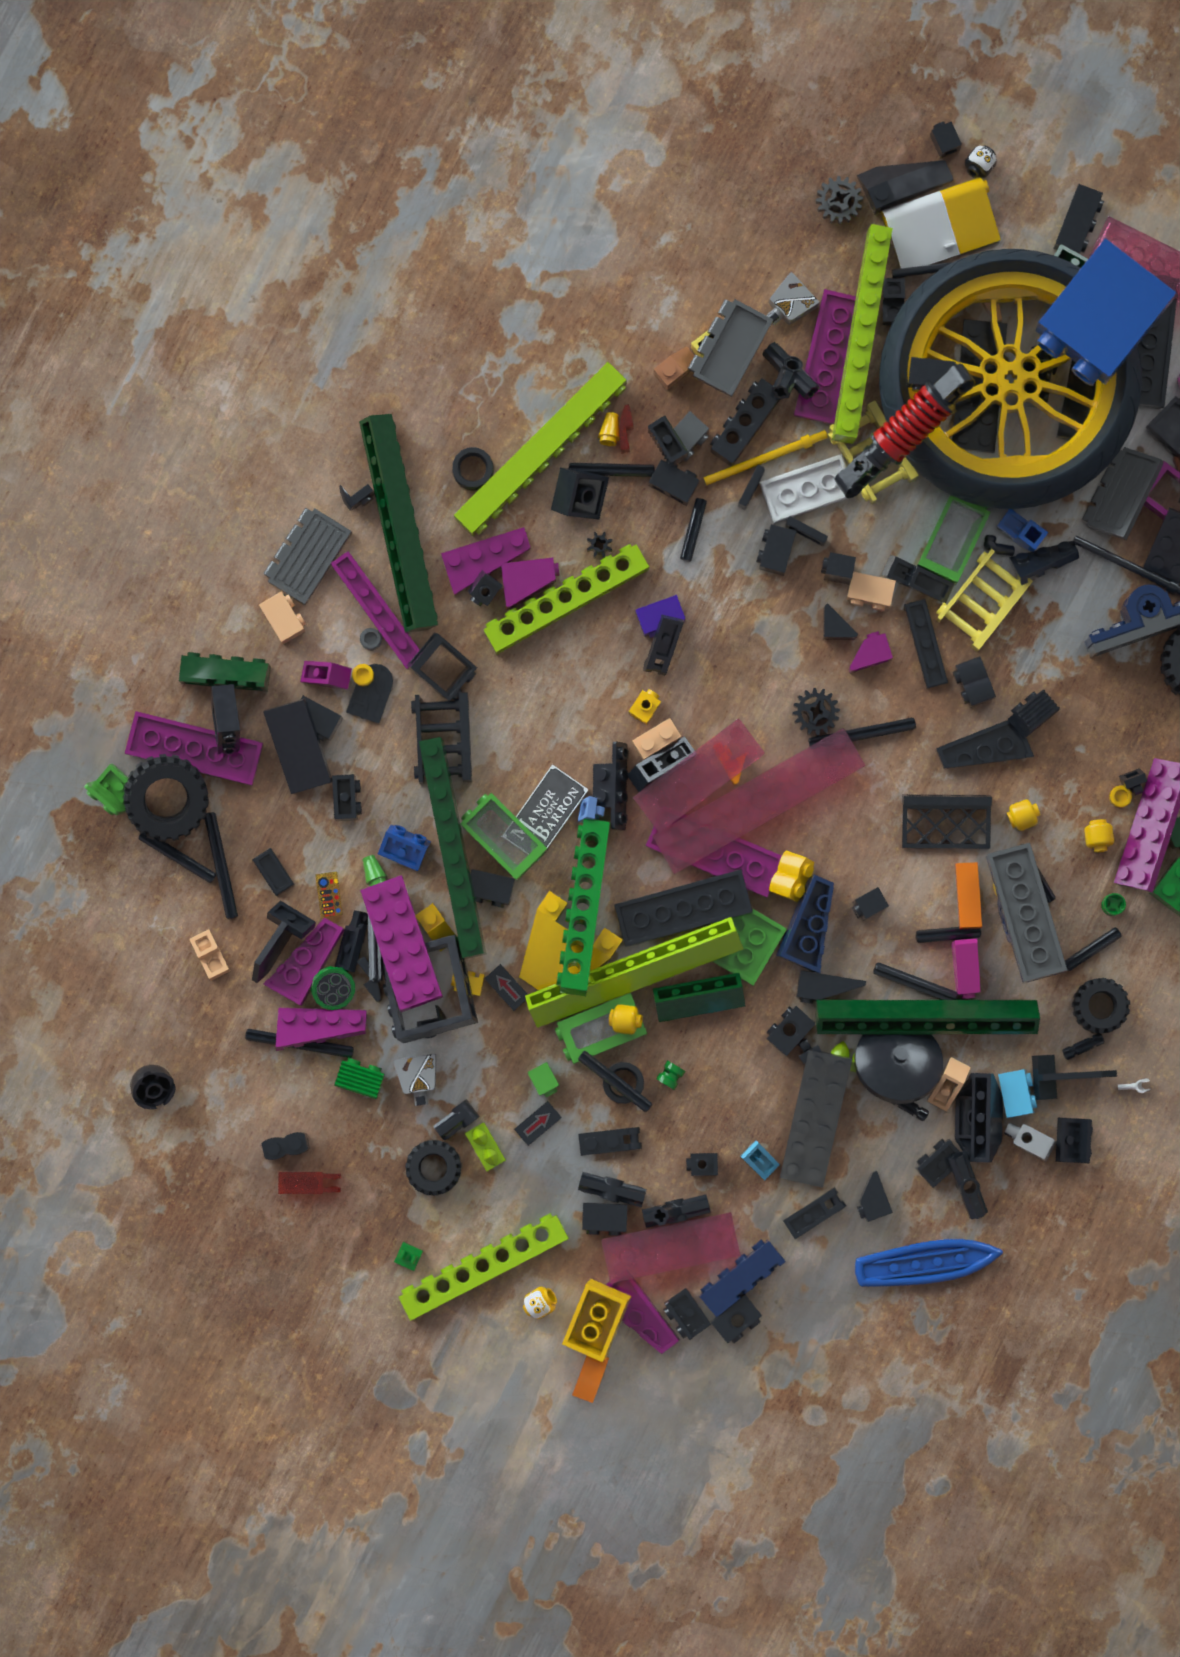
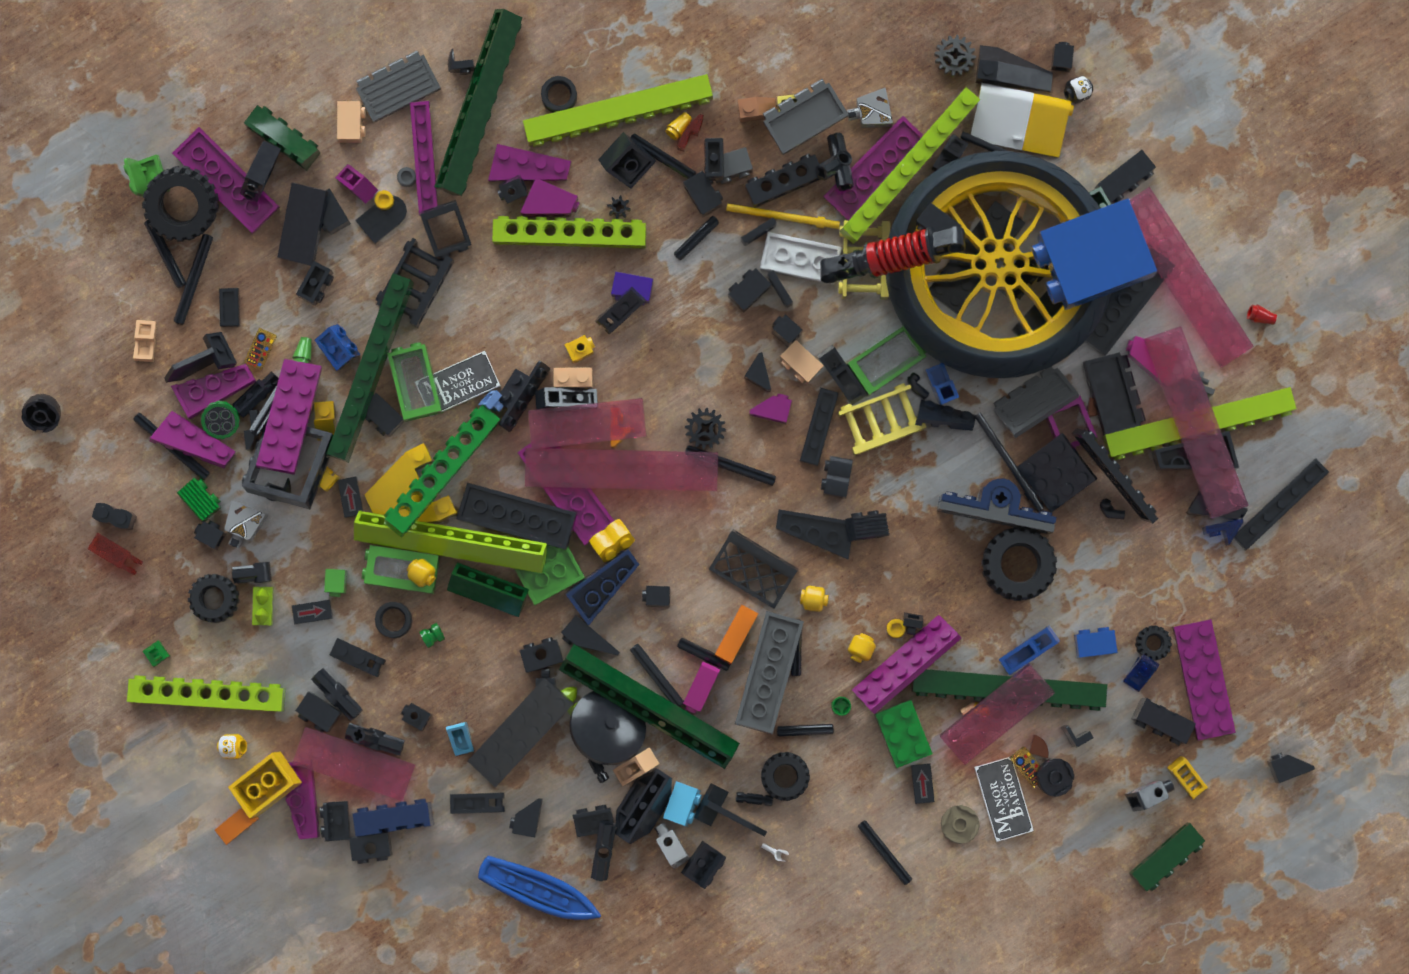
camera: 25 degrees right, 0 degrees up
(390, 1107) = (209, 534): none -> black brick
(615, 1081) = (386, 614): black axle -> none

